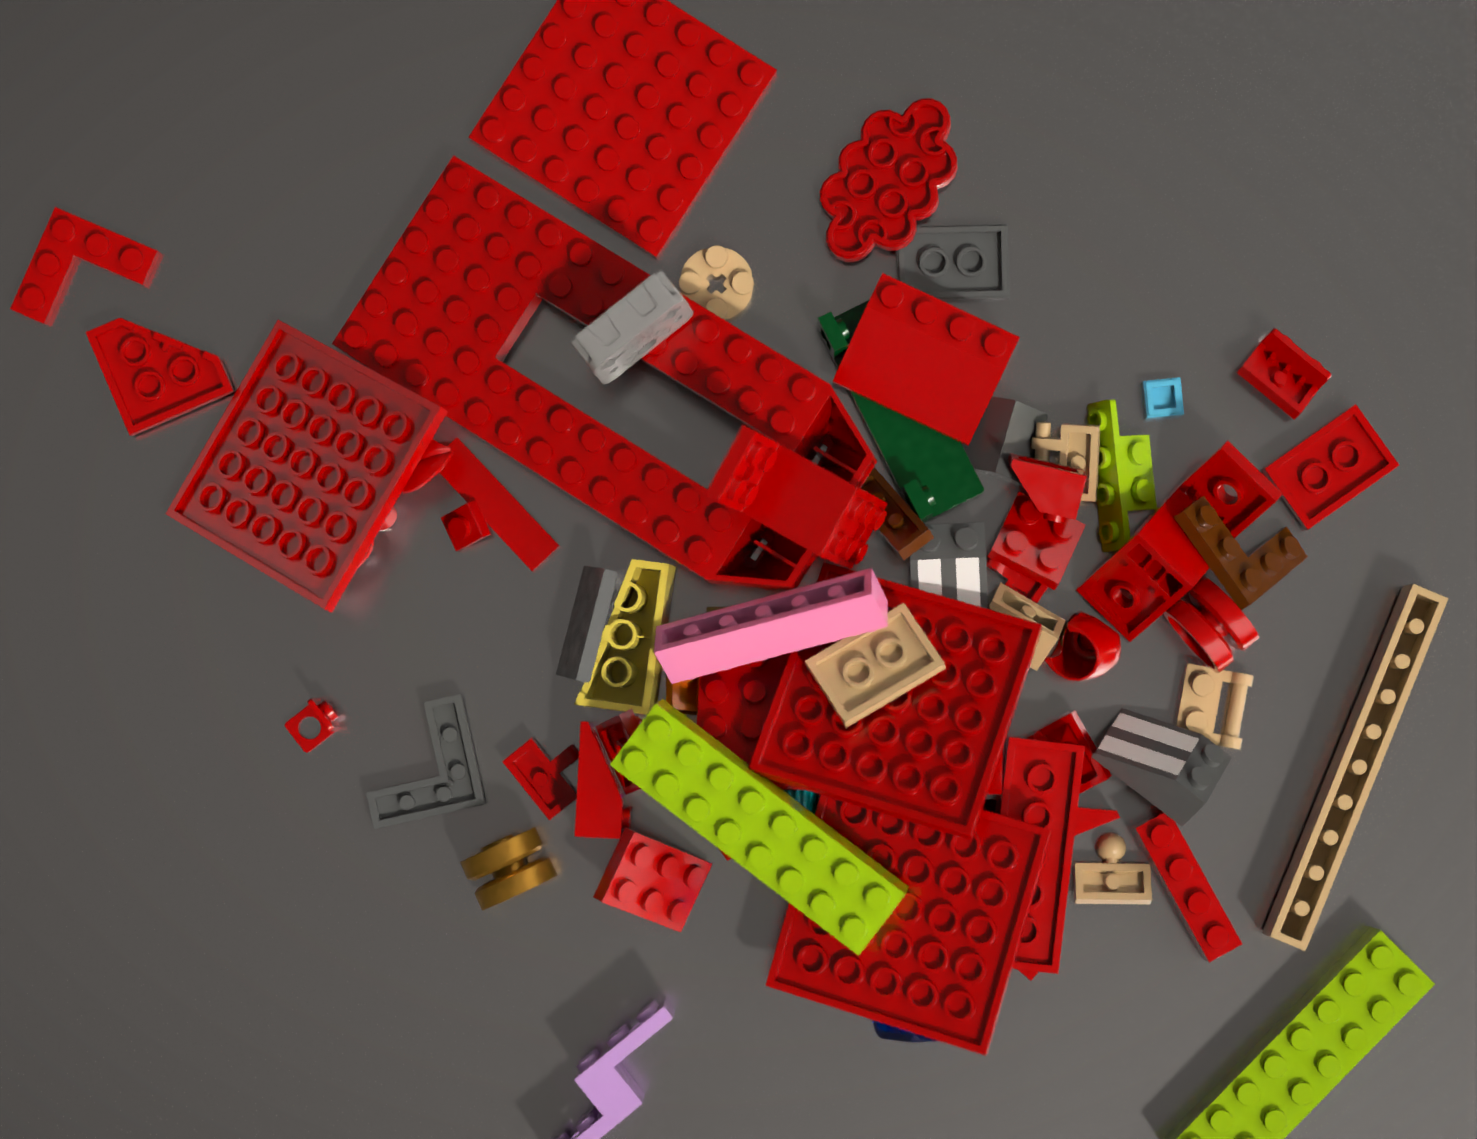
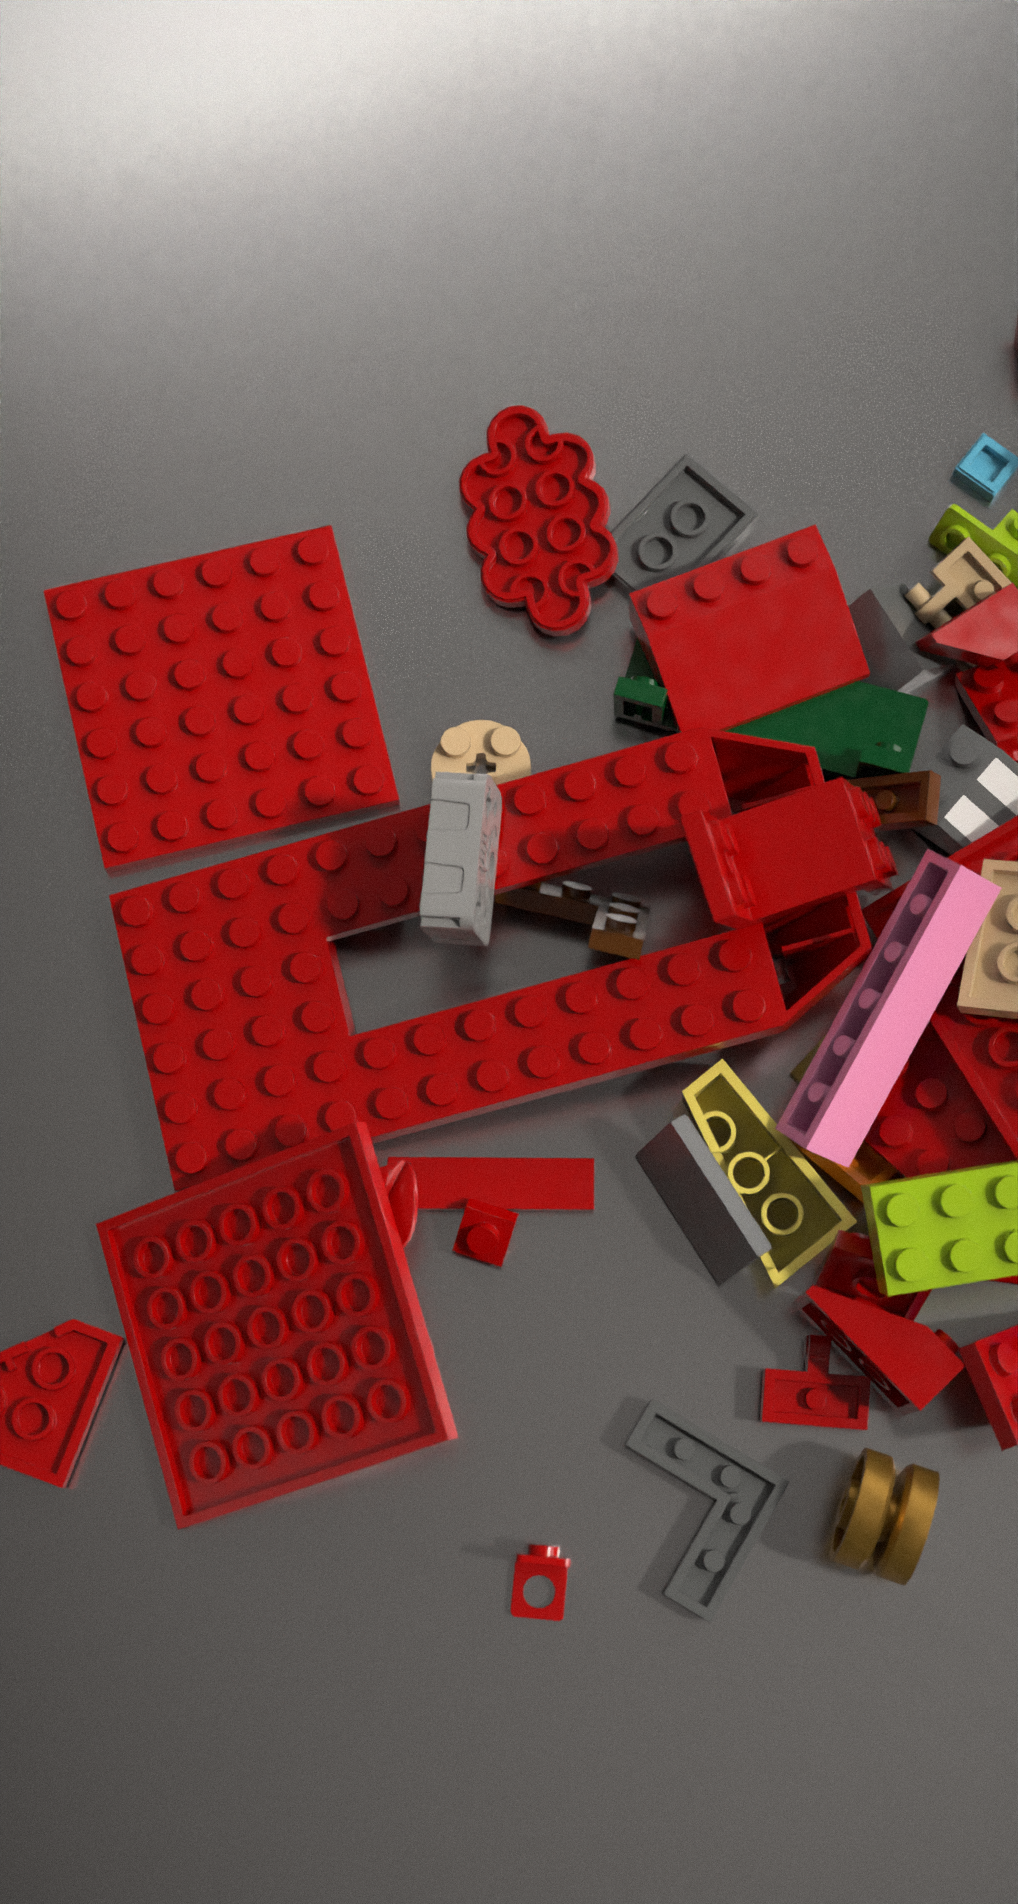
camera: 50 degrees left, 10 degrees down
(695, 436) = (616, 921): none -> reddish brown plate

